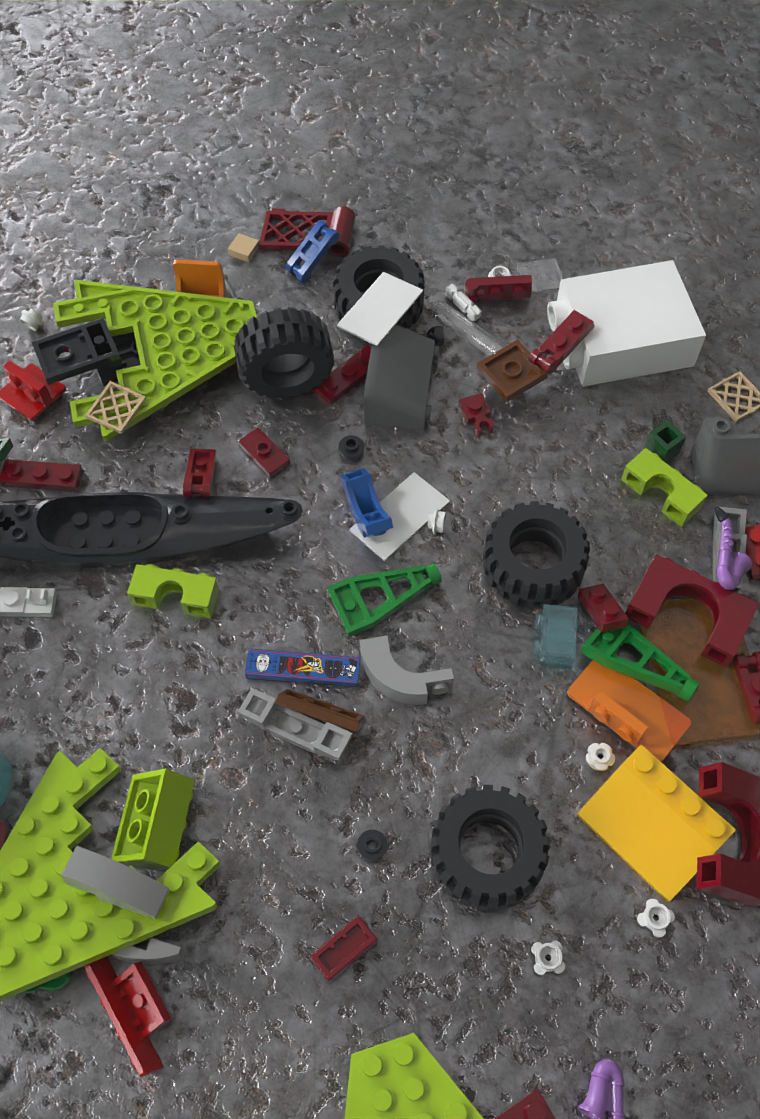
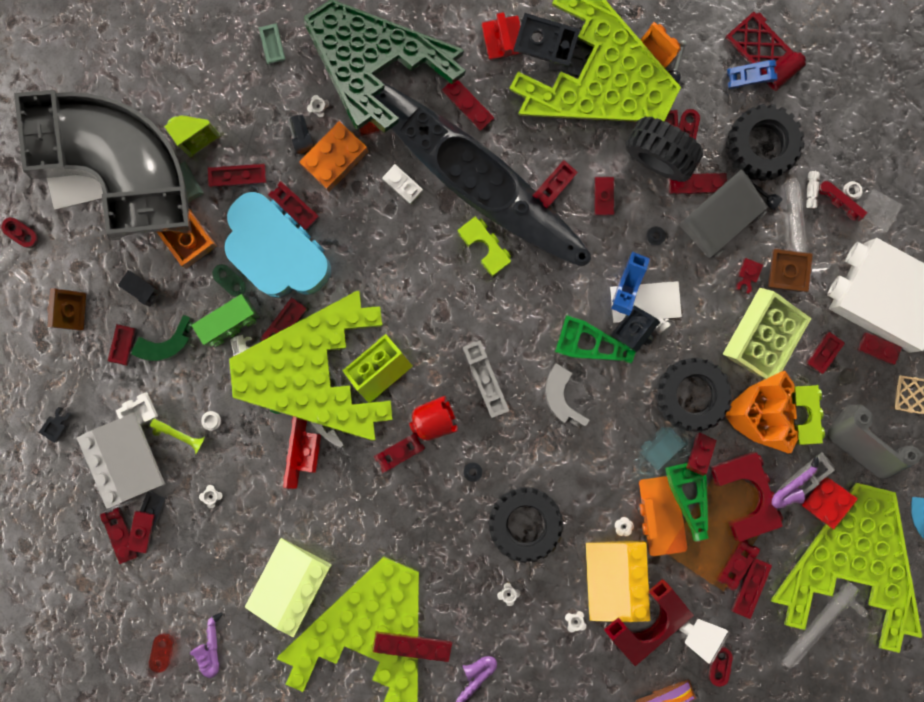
camera: 40 degrees right, 25 degrees up
(99, 401) = (554, 93): tan window -> none
(115, 883) = (335, 393): light grey slope -> none
(243, 247) = (715, 29): tan tile -> none
(262, 900) = (399, 452): none -> dark red plate
(270, 819) = (433, 419): none -> red cylinder
(302, 667) = (516, 348): tile -> none
(320, 710) = (505, 382): reddish brown tile -> none
(343, 948) = (418, 508): dark red plate -> none
(379, 308) = (748, 165): white window -> none
(414, 538) = (636, 329): none -> black tile
(549, 448) = (767, 334): none -> yellowish green slope
(562, 342) = (833, 282): dark red plate -> none
(620, 421) = (825, 353): none -> dark red plate
(624, 515) = (767, 413): none -> orange brick
(665, 381) = (879, 348): none -> dark red plate
(665, 441) = (833, 390): dark green brick -> none

